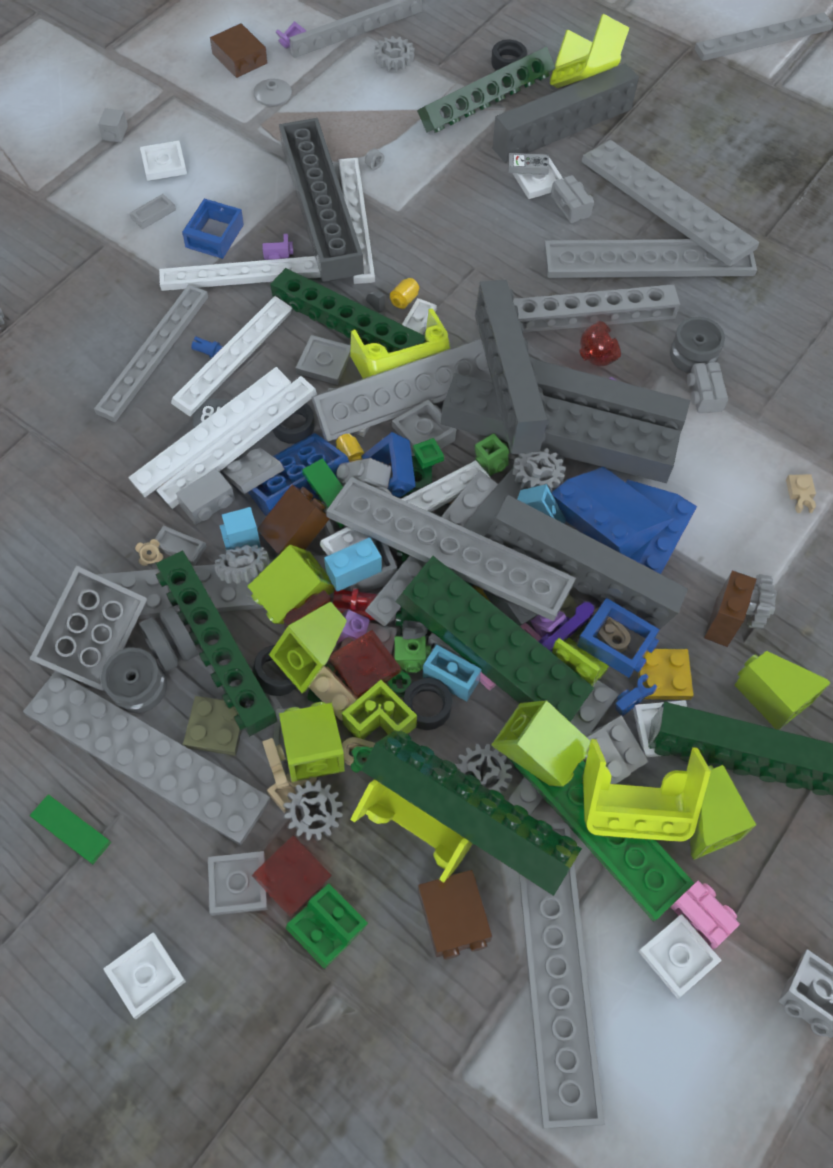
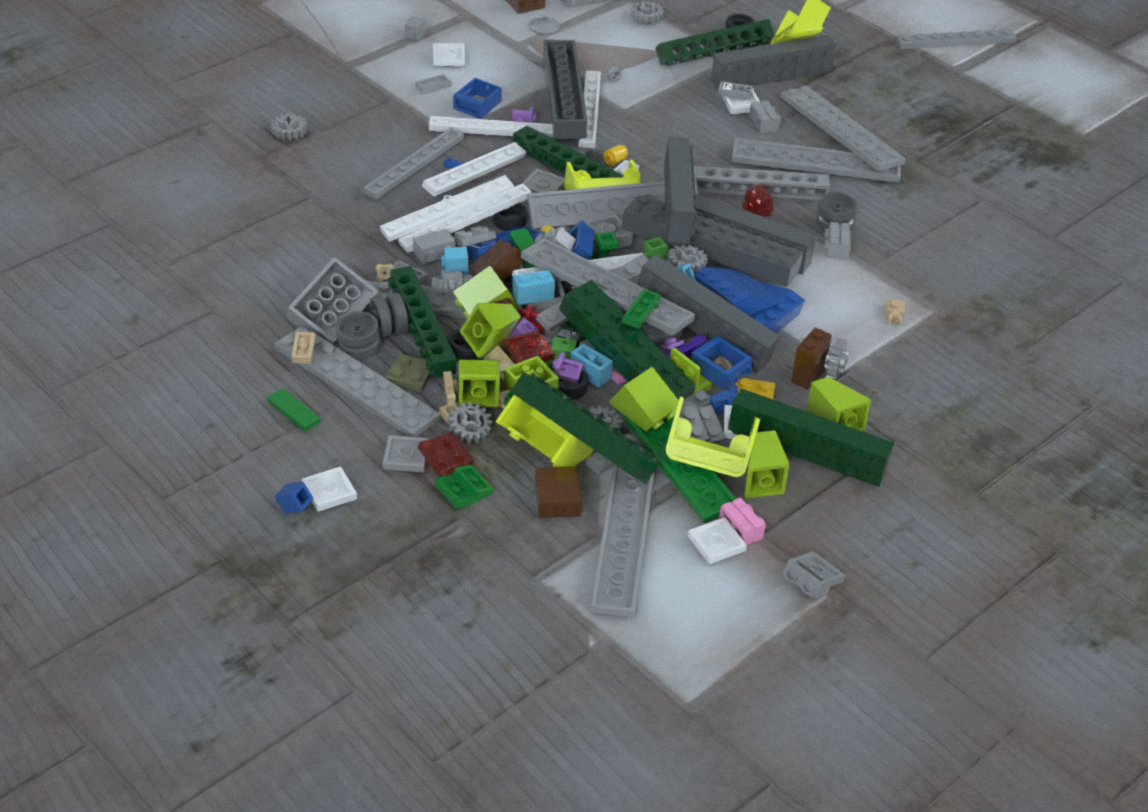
camera: 10 degrees right, 20 degrees down
(63, 723) = (303, 347): none -> tan plate
(98, 1012) = (294, 497): none -> blue brick
(424, 693) = (567, 369): none -> medium lavender bracket
(507, 589) = (641, 309): none -> green tile

